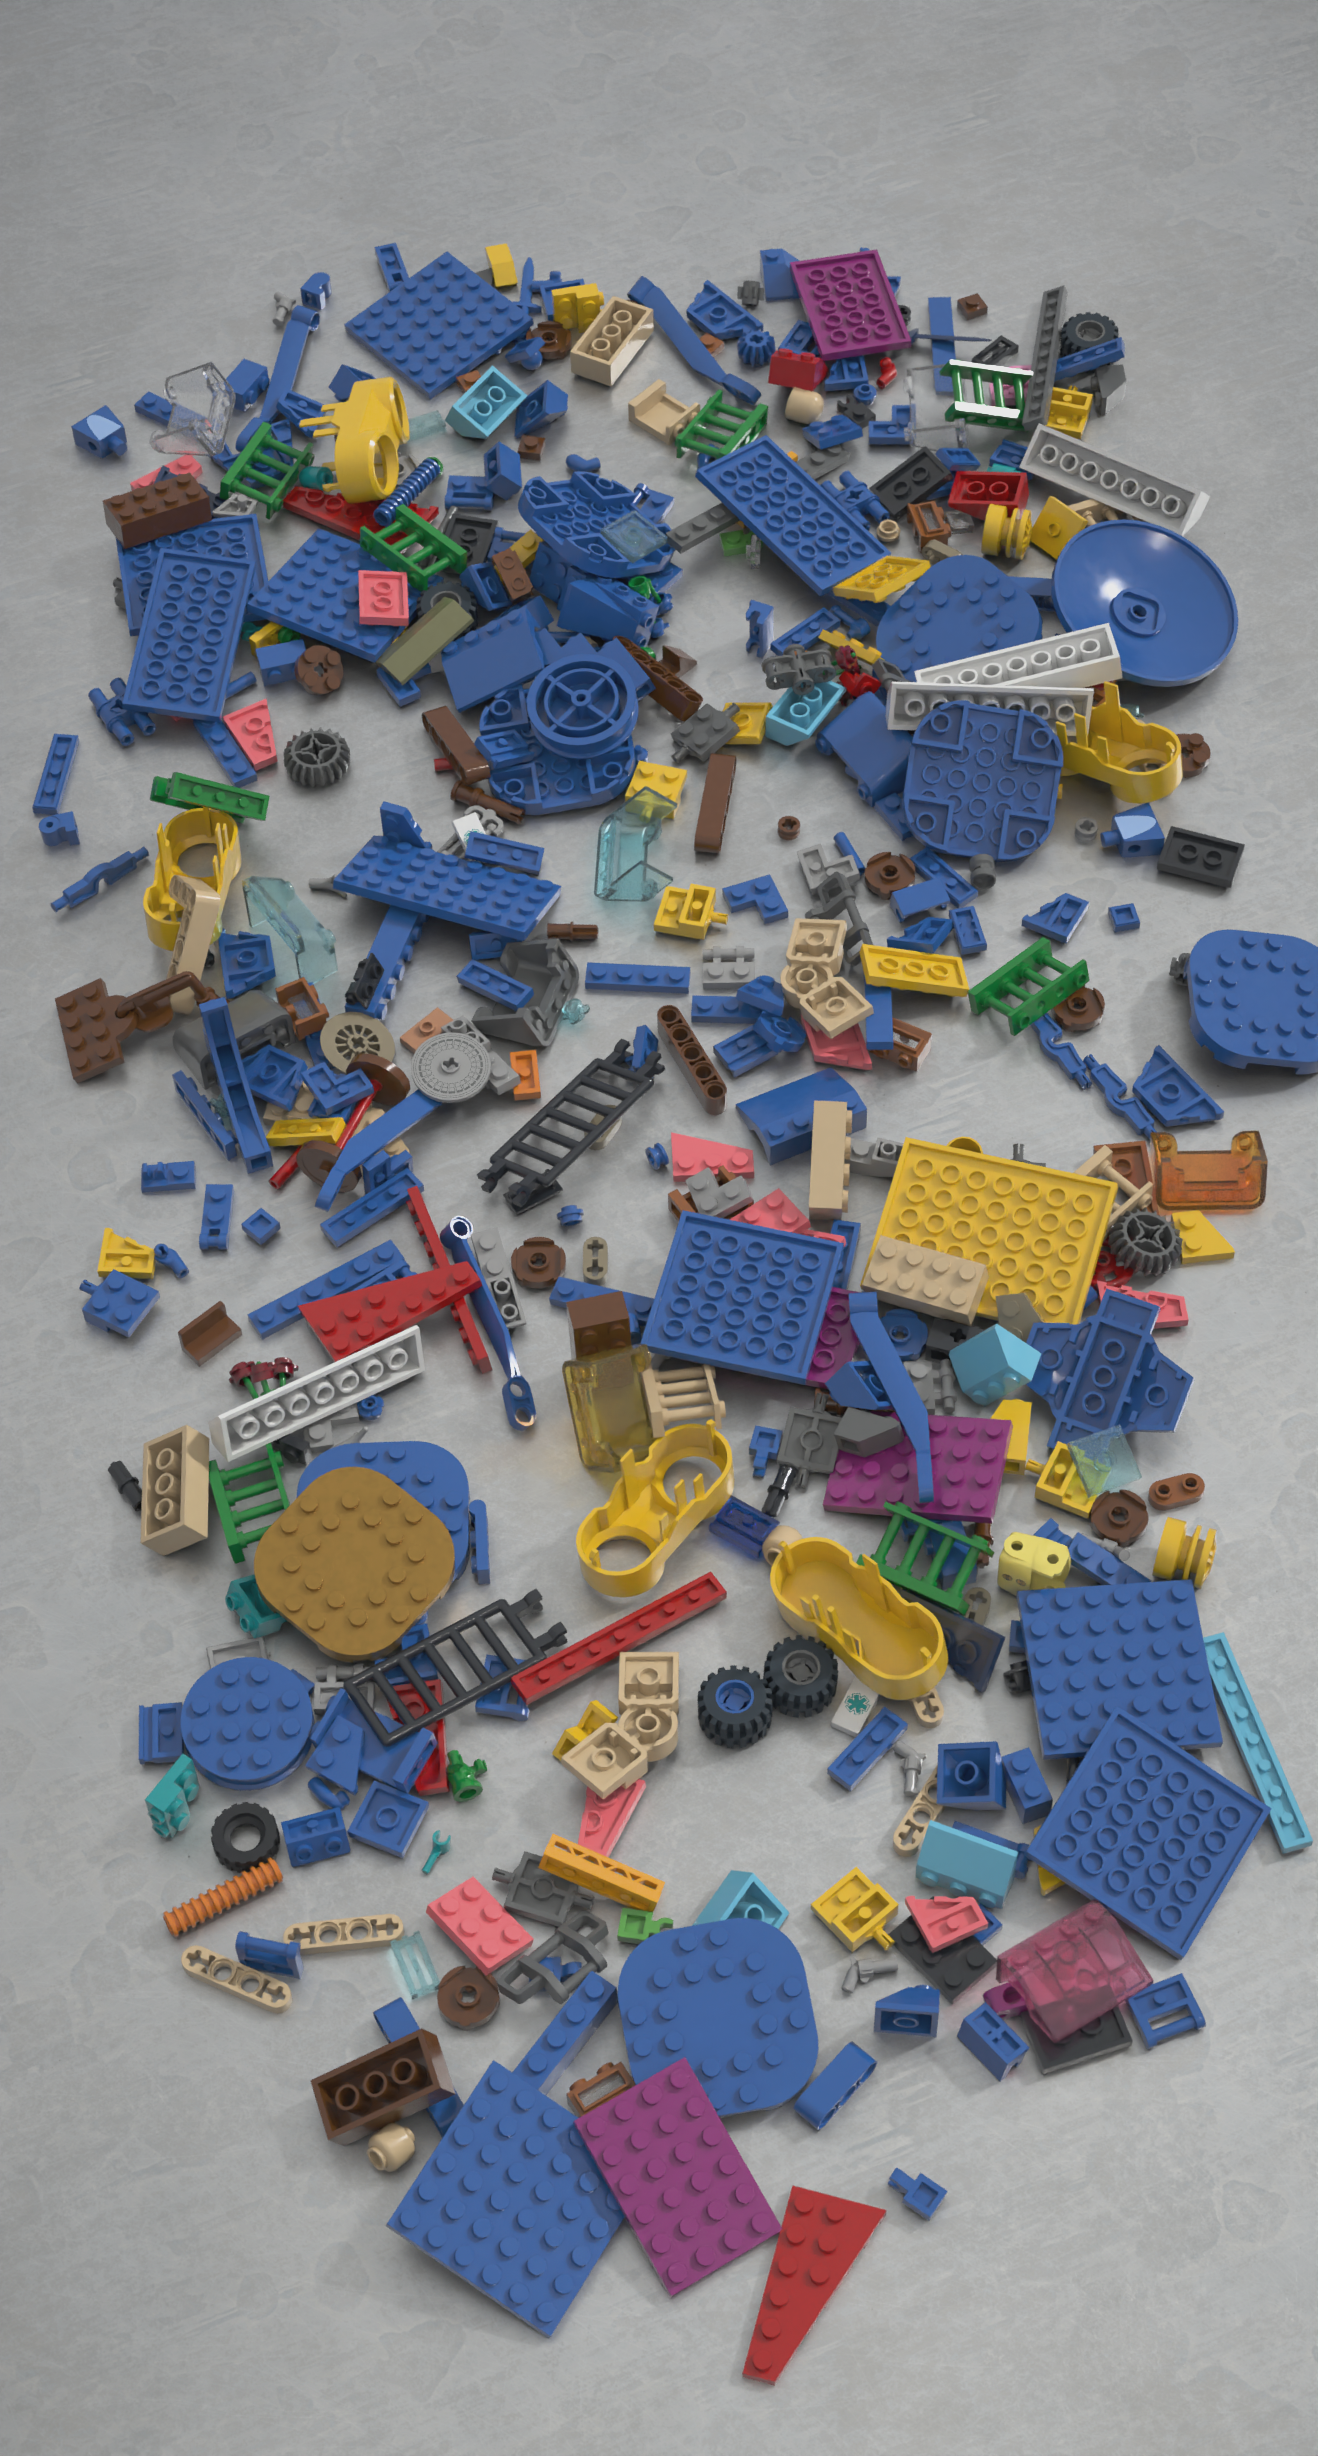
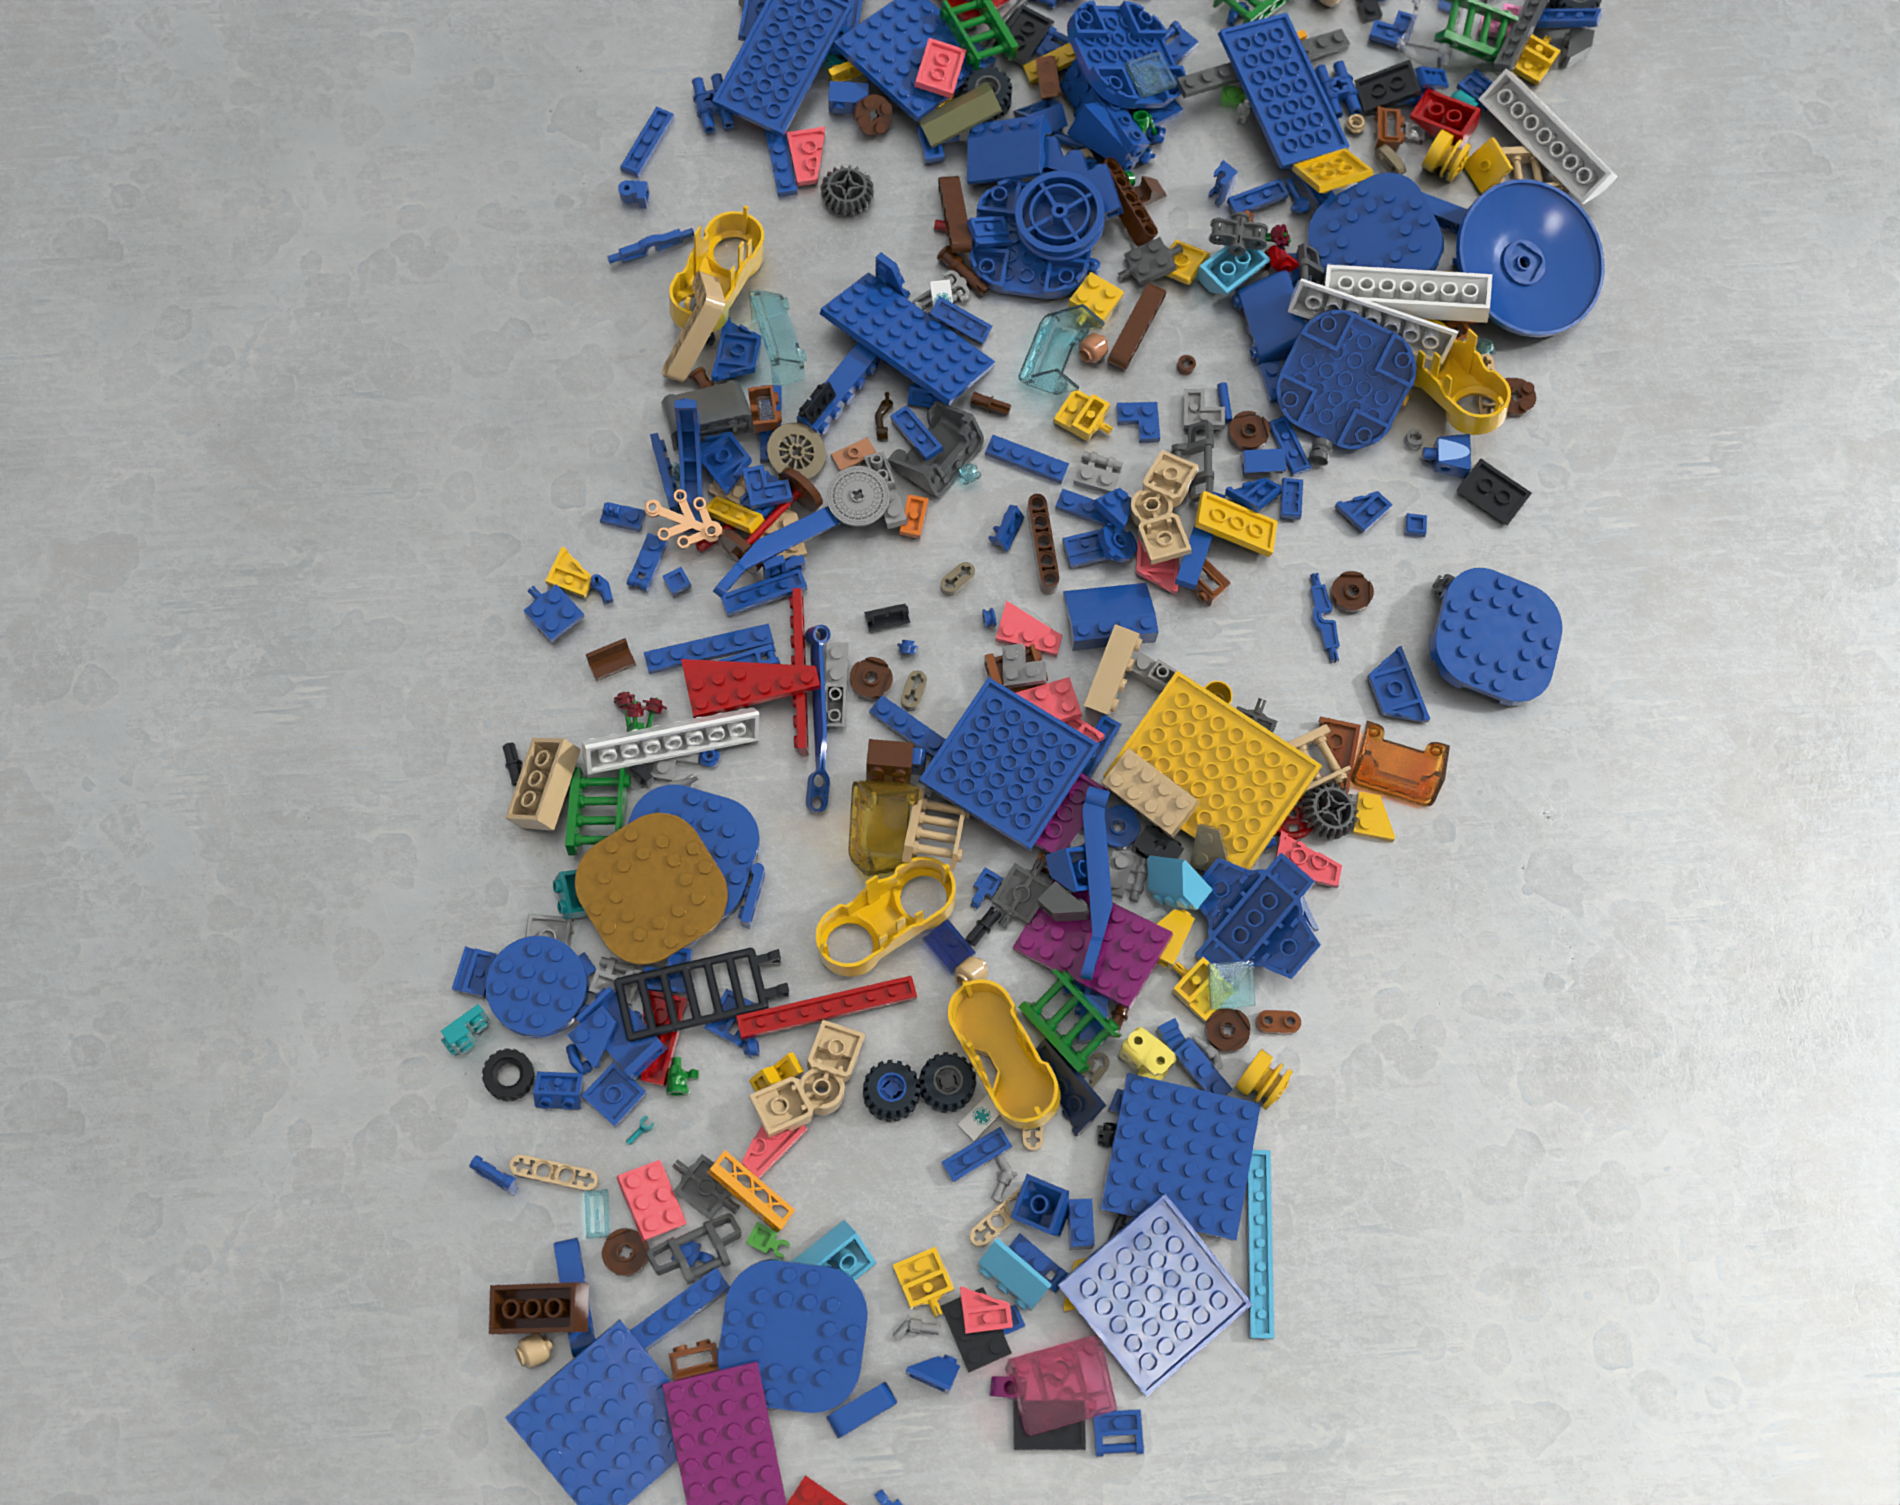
camera: 10 degrees right, 15 degrees up
(98, 1022) = (611, 371): reddish brown plate -> none
(194, 792) = (749, 208): green fence -> none
(222, 1897) = (477, 1116): orange piece -> none
(234, 1983) = (465, 1184): tan beam -> none
(240, 684) = (810, 106): blue piece -> none
(250, 1153) = (685, 522): none -> light nougat plant
(287, 635) = (858, 77): green plate -> none
(325, 883) = (816, 301): light grey bar -> none
(446, 969) = (886, 404): none -> dark brown piece
(486, 586) = (1024, 81): blue slope -> none
(533, 1179) = (888, 611): black bar -> none
(541, 1713) = (751, 1047): none -> blue plate
(672, 838) = (1093, 348): none -> nougat head
(832, 432) = (1342, 20): blue plate -> none
(837, 639) = (1291, 223): yellow plate -> none
(992, 2041) = (985, 1415): blue hinge -> none
(1024, 968) = (1313, 548): green fence -> none
(1113, 1089) = (1353, 670): blue piece -> none

